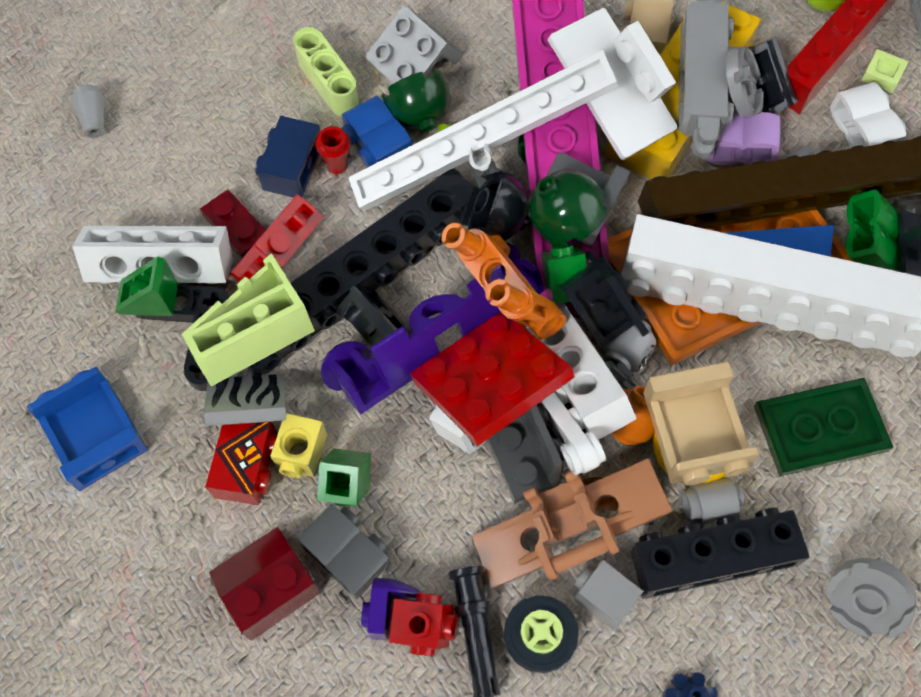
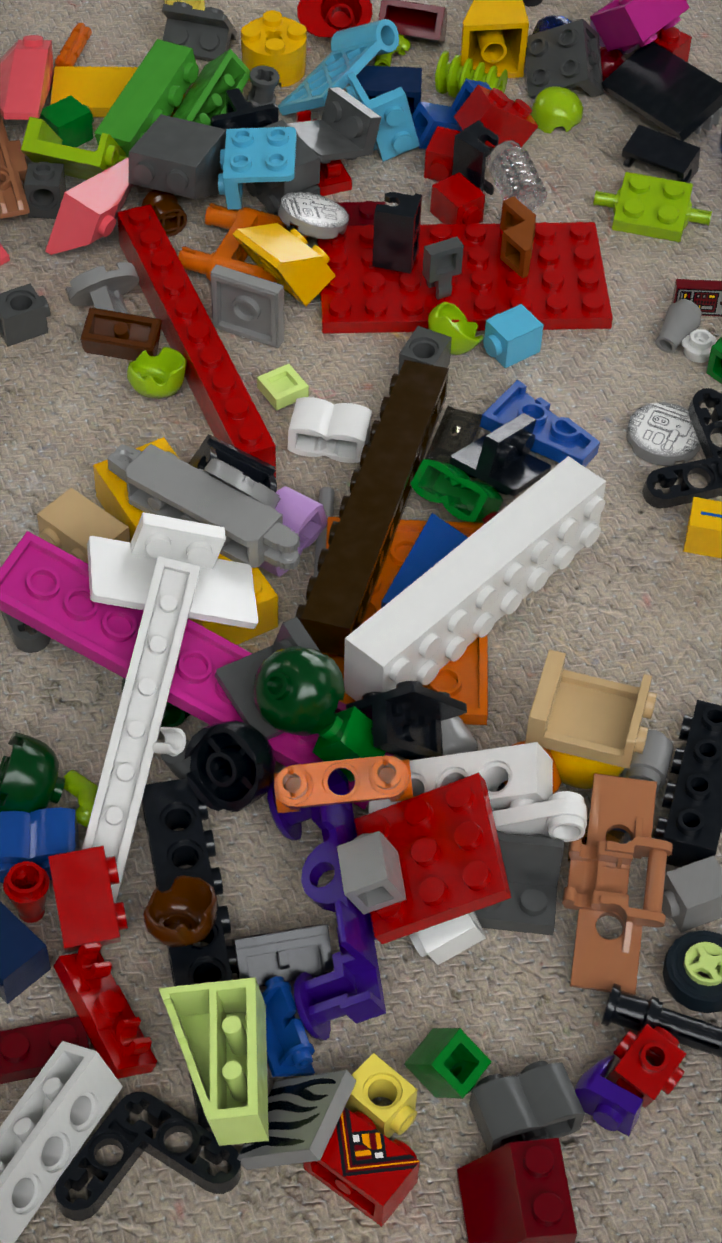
camera: 65 degrees left, 15 degrees down
(148, 290) = (86, 1167): green slope -> none
(306, 364) = (287, 1041): none -> blue hinge
(344, 183) = (85, 897): none -> red brick
(351, 240) = (182, 913): none -> reddish brown hair
(445, 338) = (371, 872): none -> light grey brick
(822, 426) = (620, 636): dark green tile -> none

